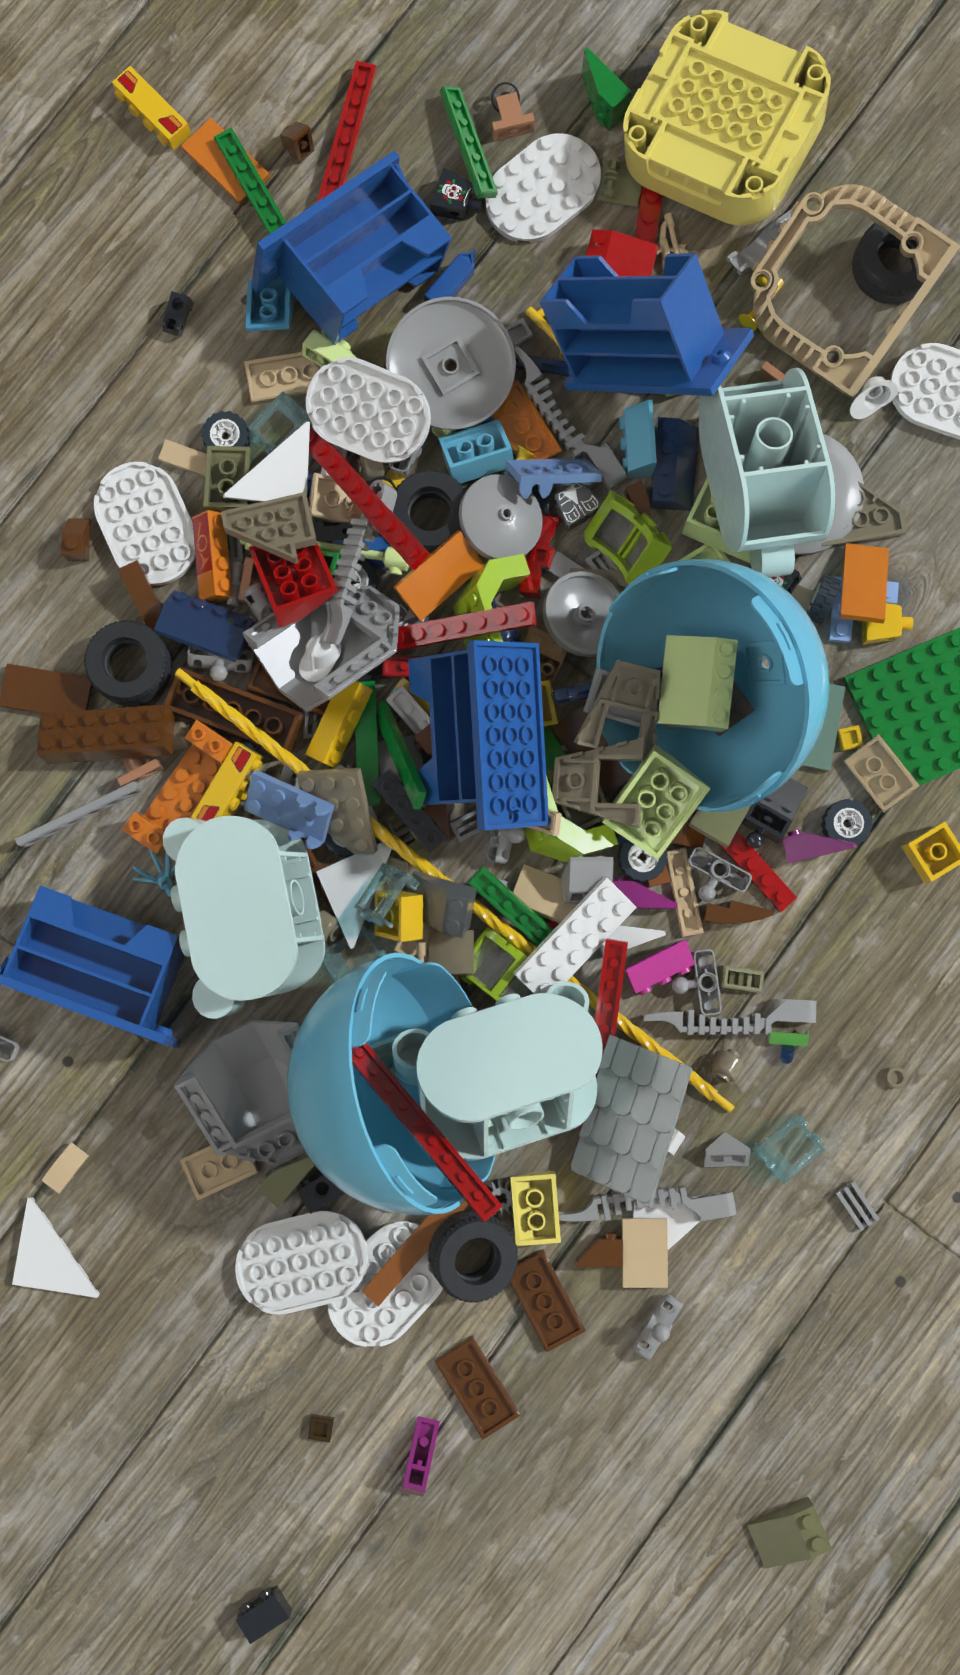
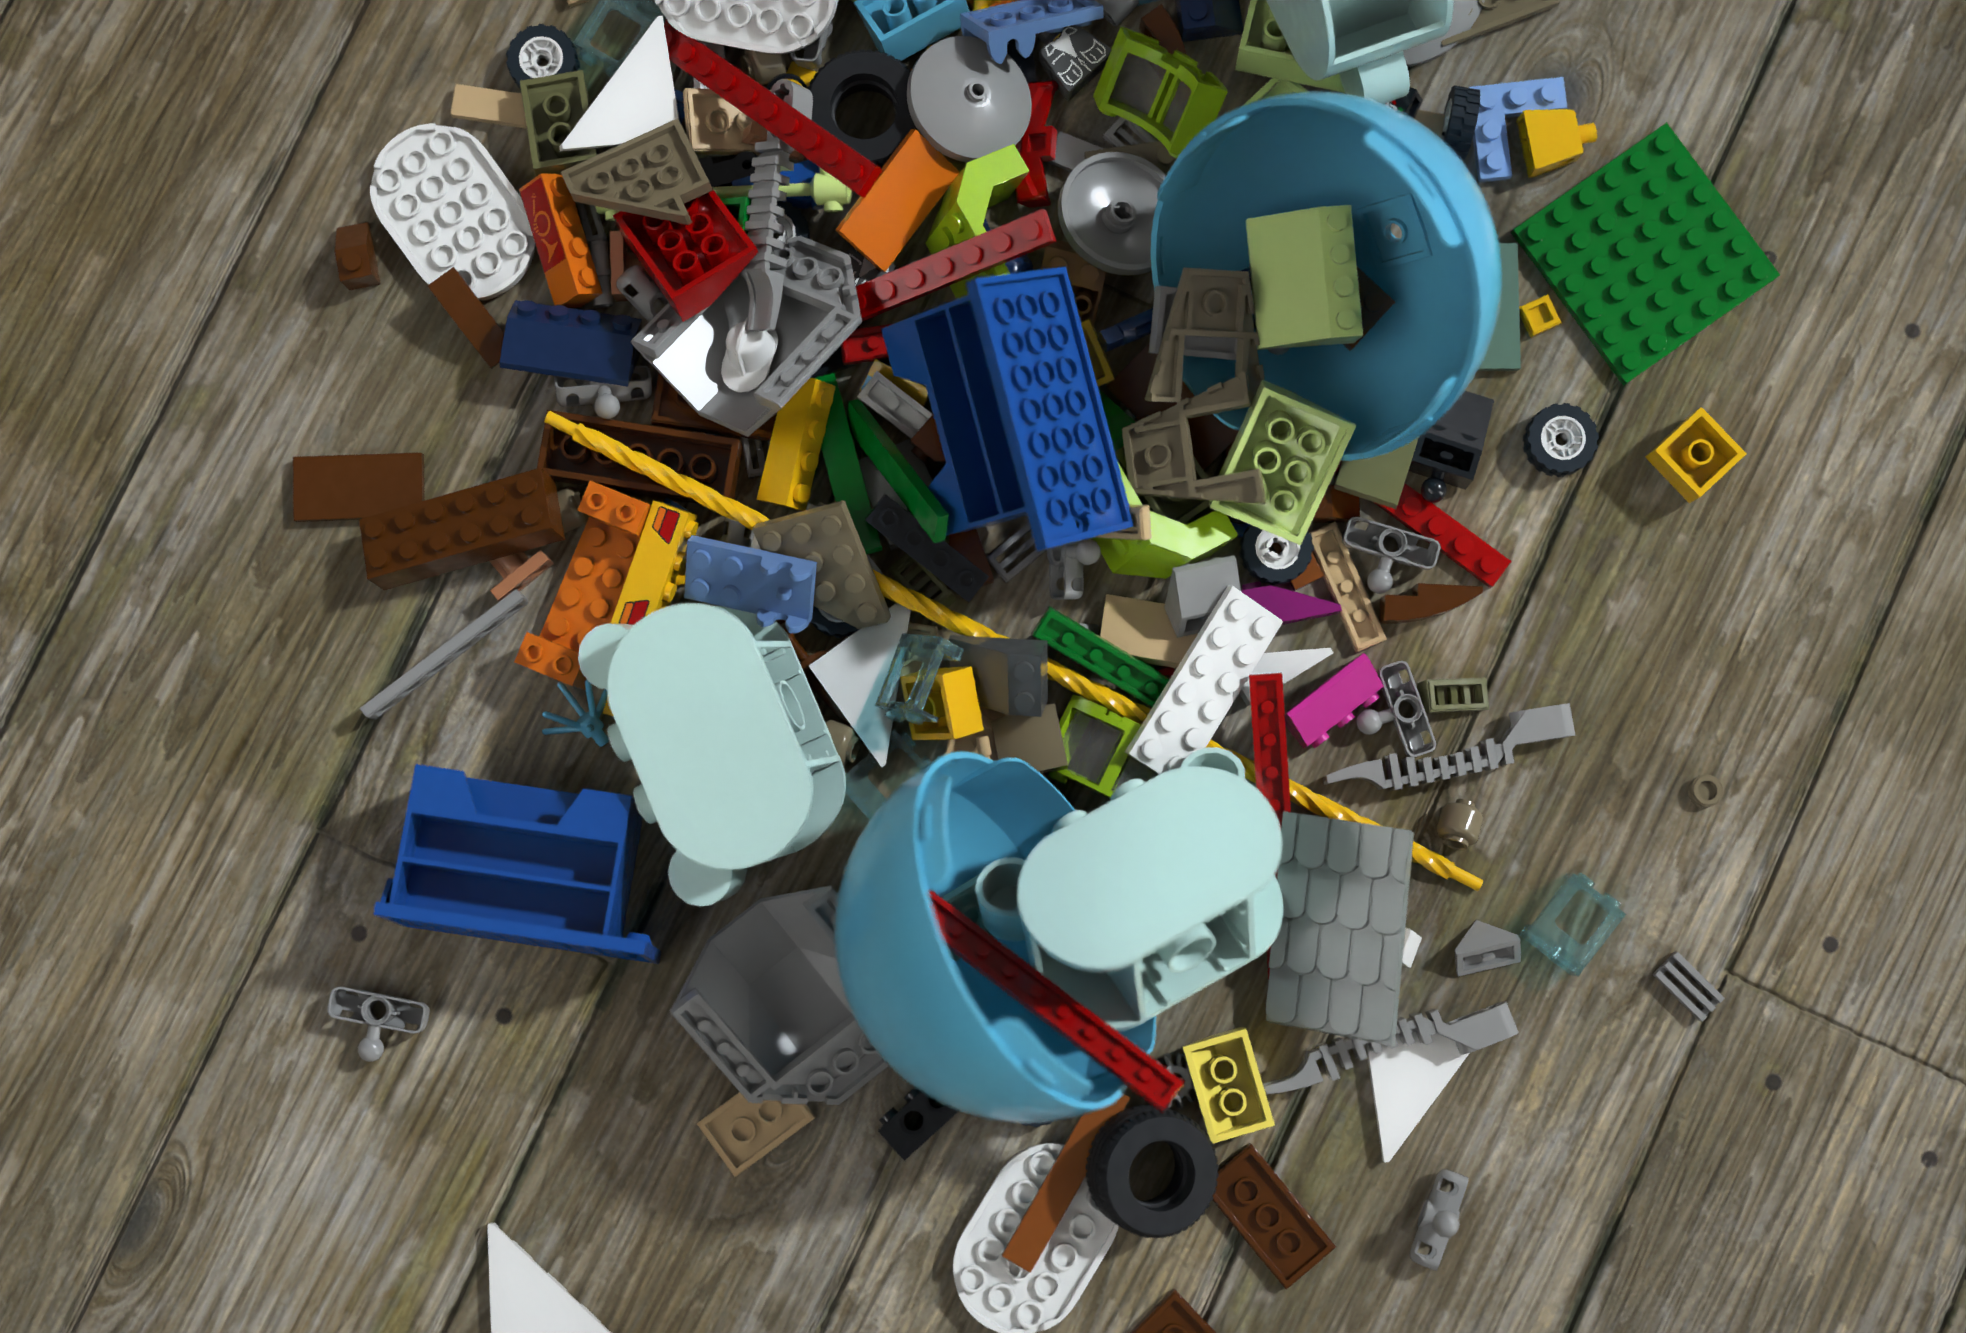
camera: 10 degrees left, 0 degrees up
(64, 1168) = (533, 1170): tan slope -> none
(107, 643) = (435, 395): black tyre -> none
(280, 1183) = (856, 1118): olive slope -> none
(301, 1262) = (906, 1233): white plate -> none
(602, 1252) = (1337, 1128): reddish brown slope -> none
(644, 1253) = (1398, 1116): tan tile -> none
(787, 1041) = (1541, 770): bright green piece -> none
(808, 845) = (1510, 483): magenta slope -> none
(864, 583) = (1514, 87): orange tile -> none
(881, 773) = (1595, 357): tan tile -> none

